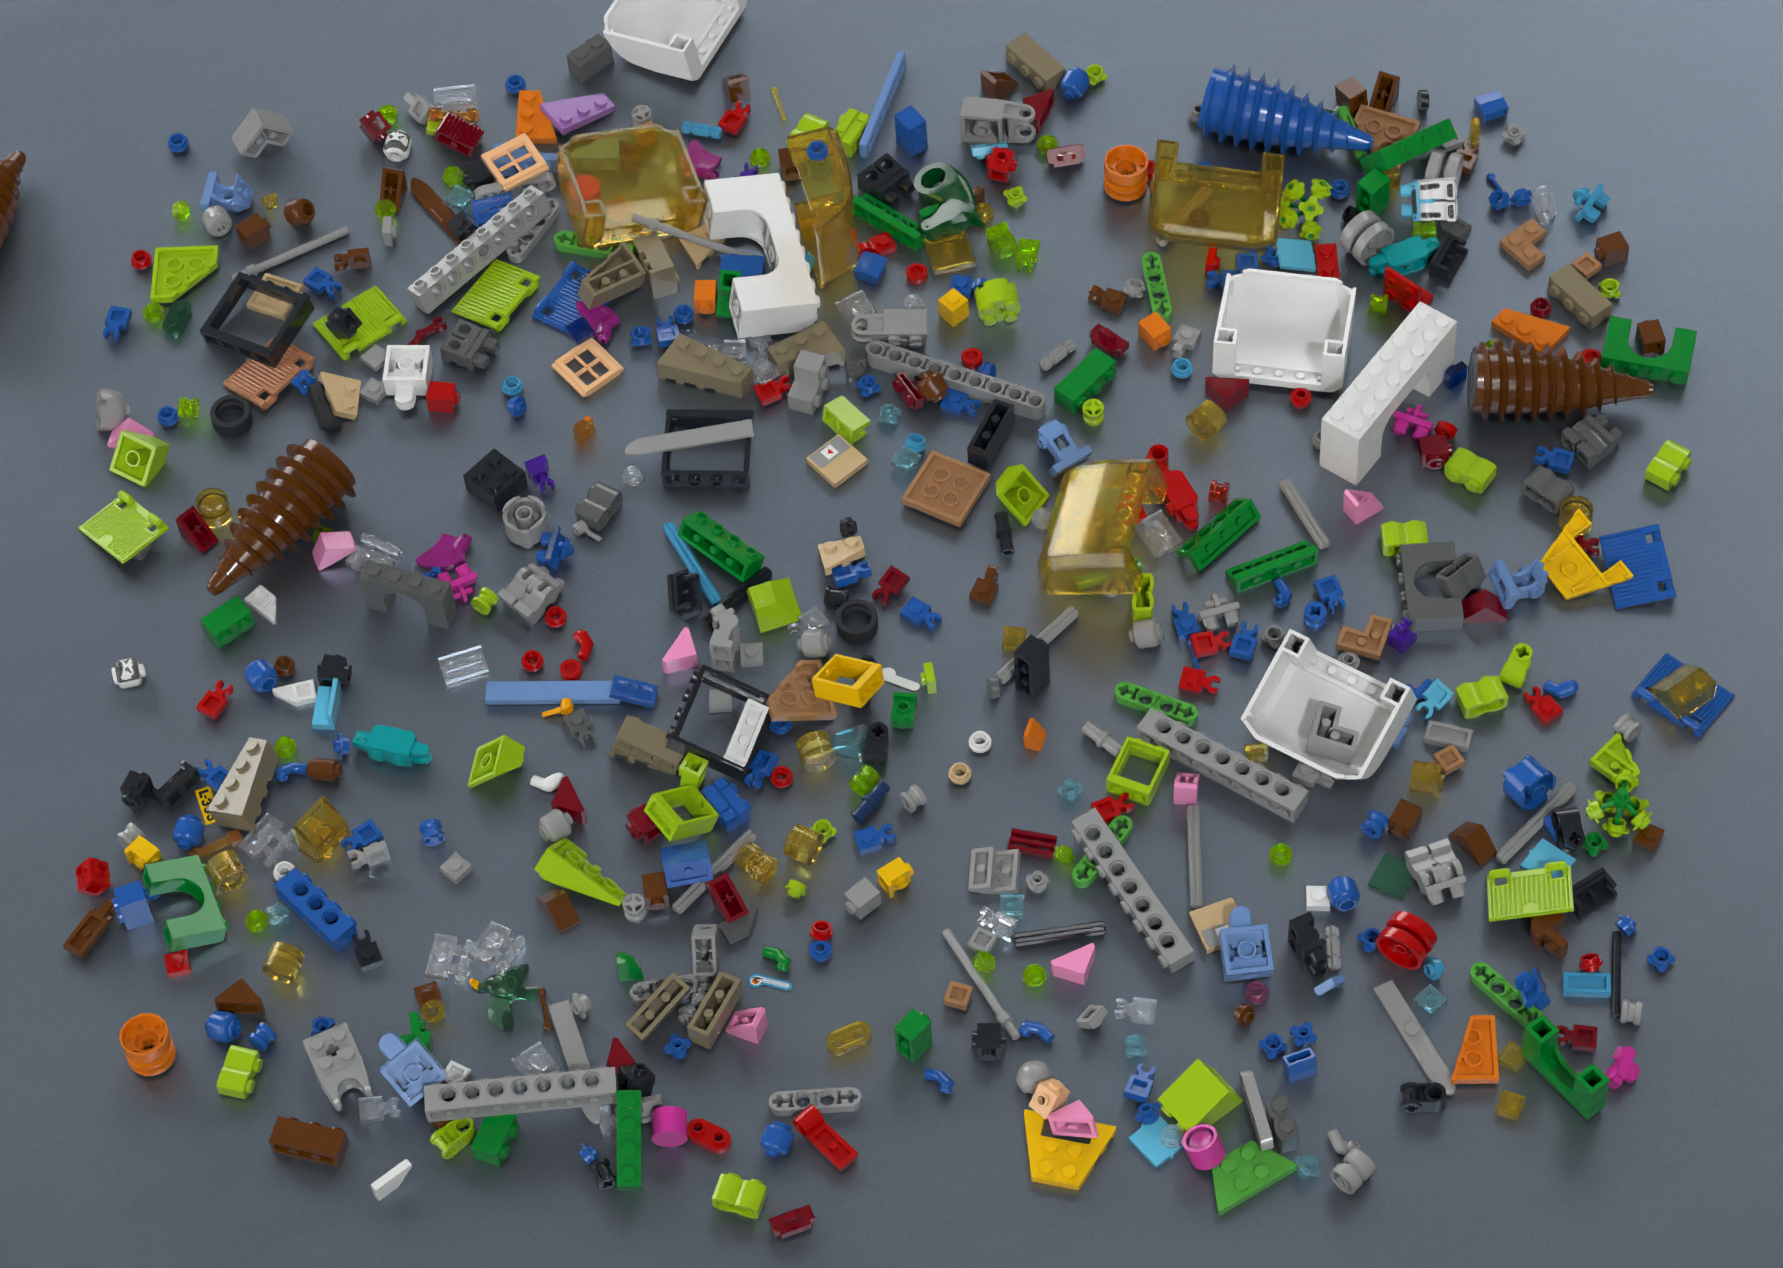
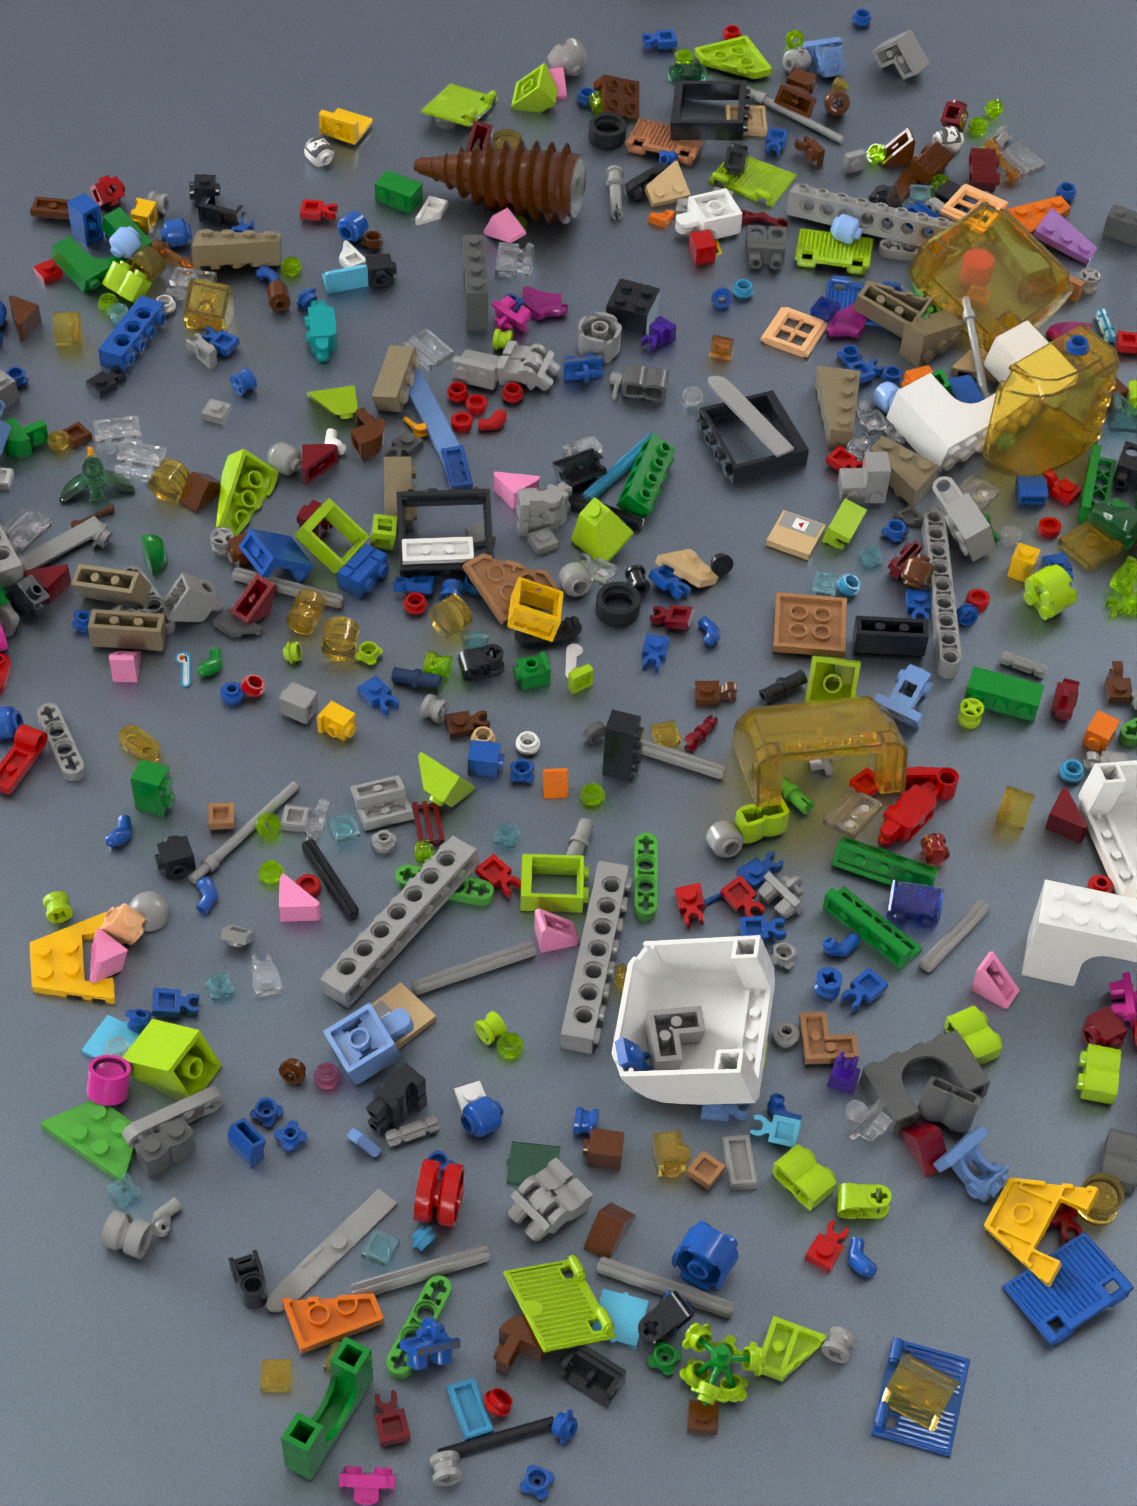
camera: 60 degrees right, 5 degrees down
(98, 637) = (343, 125): none -> yellow bracket
(194, 385) = (619, 96): none -> reddish brown bracket
(200, 874) = (125, 242): none -> light blue head
(244, 893) = (126, 282): none -> lime brick
(281, 241) = (796, 99): none -> reddish brown slope
(304, 432) = (615, 186): none -> light grey pin
(372, 91) = (993, 108): none -> clear neon green plate
(378, 416) = (661, 219): none -> orange tile
(426, 171) = (931, 162): none -> reddish brown brick
(484, 273) = (846, 229): none -> light blue head
(498, 701) = (396, 378): none -> dark tan brick
(511, 632) = (475, 369): none -> light grey bracket
(539, 927) = (169, 480): none -> clear yellow piece
(554, 651) = (476, 404): none -> red tile
(557, 745) = (369, 435): none -> reddish brown brick
(654, 584) = (582, 444): none -> clear plate
(712, 327) = (884, 396): none -> light blue head
(785, 743) = (449, 587): none -> blue wheel
(916, 562) = (711, 629): none -> blue arm
(935, 783) = (463, 725): none -> reddish brown plate
(985, 777) = (485, 758): none -> blue brick
(1003, 814) = (442, 782): none -> lime slope
(1004, 1145) = (57, 907): none -> lime wheel
(1008, 750) = (520, 766): none -> blue plate
(1025, 611) = (700, 733): none -> dark red piece
(1056, 713) = (592, 794): none -> clear neon green plate
(1058, 949) = (310, 884): none -> red tile
(1261, 862) = (490, 1027): none -> lime wheel
(1266, 526) = (915, 903): none -> clear blue brick
(1342, 765) = (631, 1055): none -> blue plate
(1454, 634) = (869, 1120): none -> clear hips
(1460, 981) = (422, 1271): none -> light grey axle

